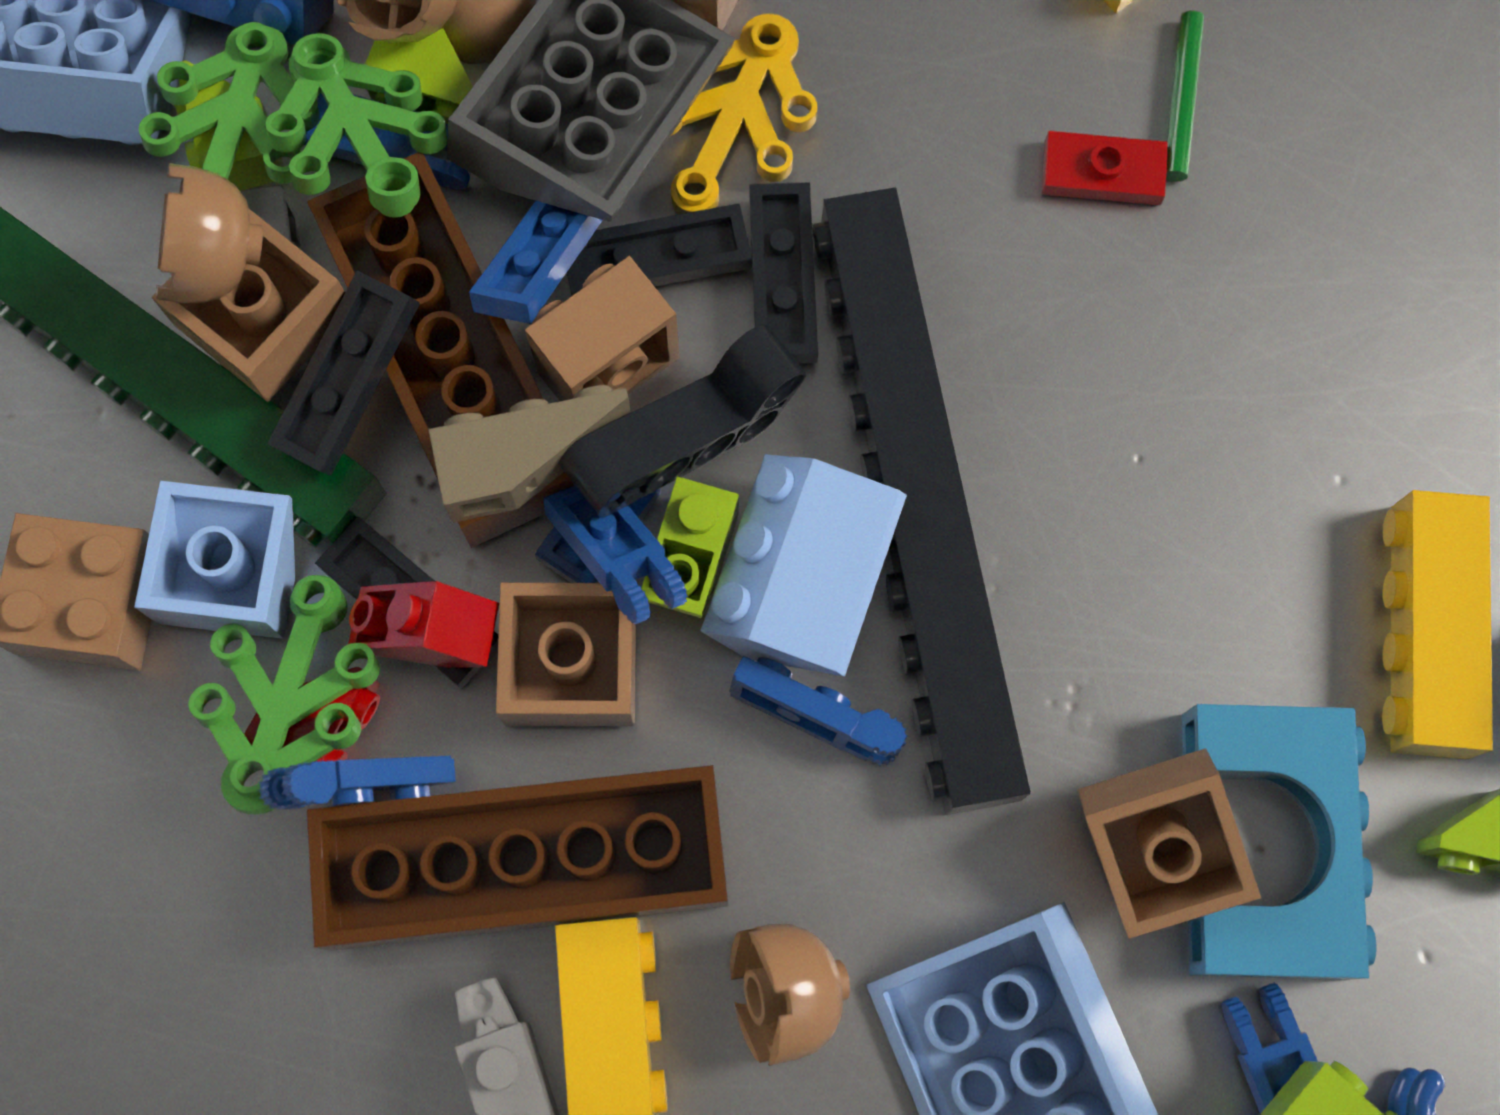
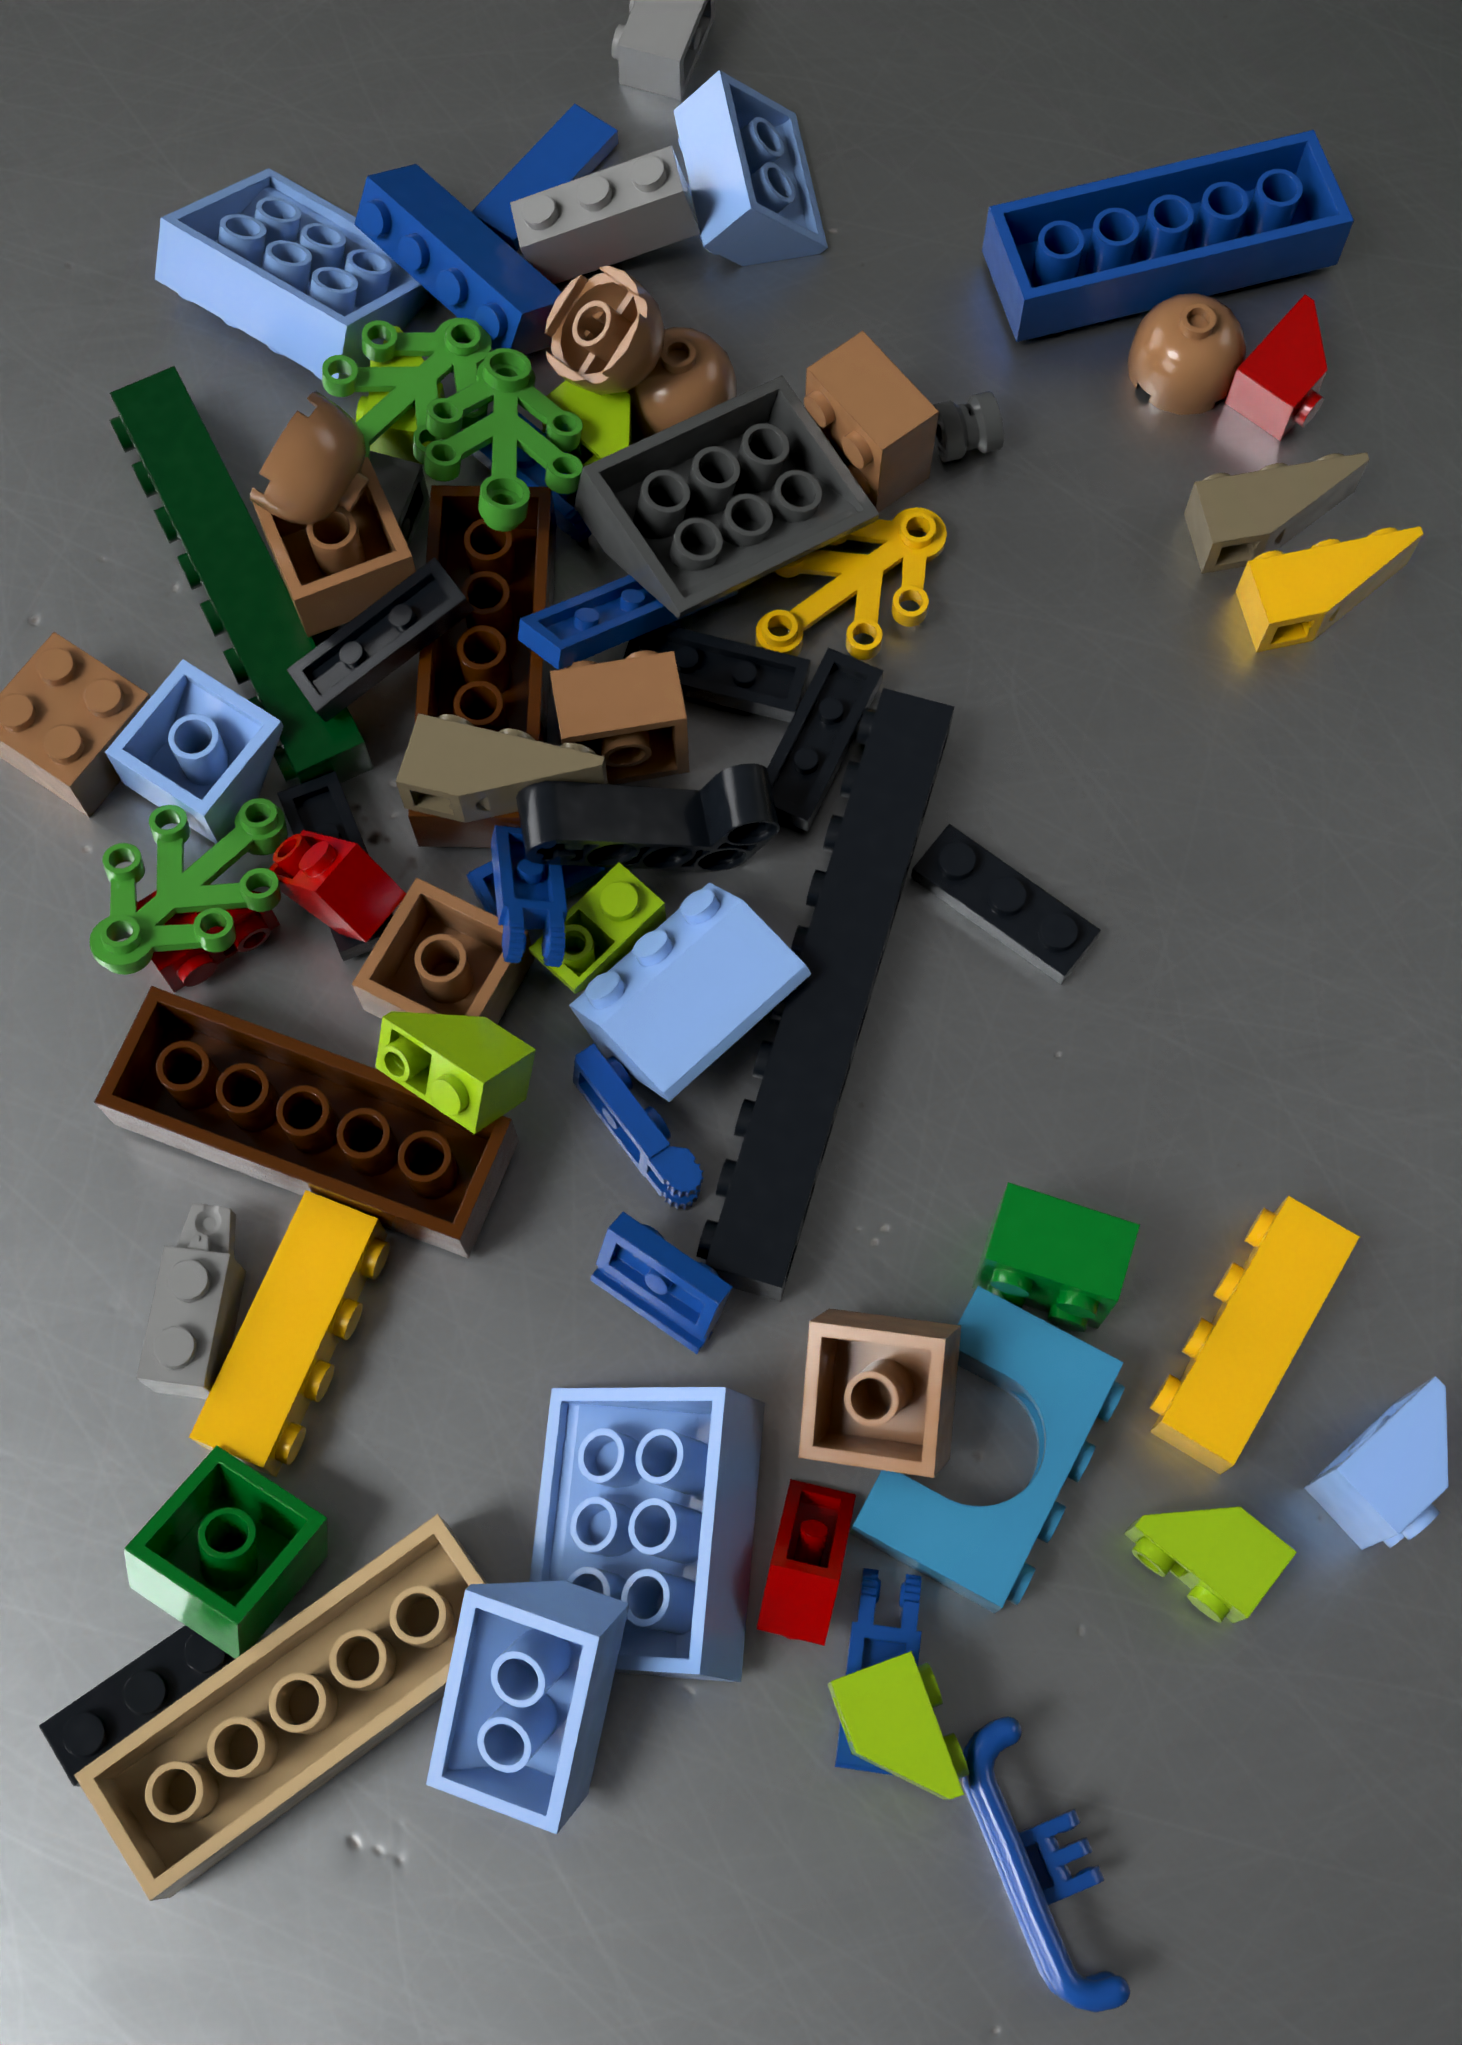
camera: 30 degrees right, 5 degrees down
(354, 780) = (204, 981): blue hinge -> none
(638, 741) = (456, 1064): none -> lime slope
(789, 991) = (477, 1351): medium nougat cylinder -> none
(919, 841) = (660, 1282): none -> blue plate
(1025, 345) = (1005, 903): none -> black plate
(1104, 168) = (1166, 782): red plate -> none
(1177, 1023) = (806, 1562): none -> red slope
(1184, 95) = (1277, 752): green bar -> none
(1250, 645) = (1056, 1257): none -> green brick

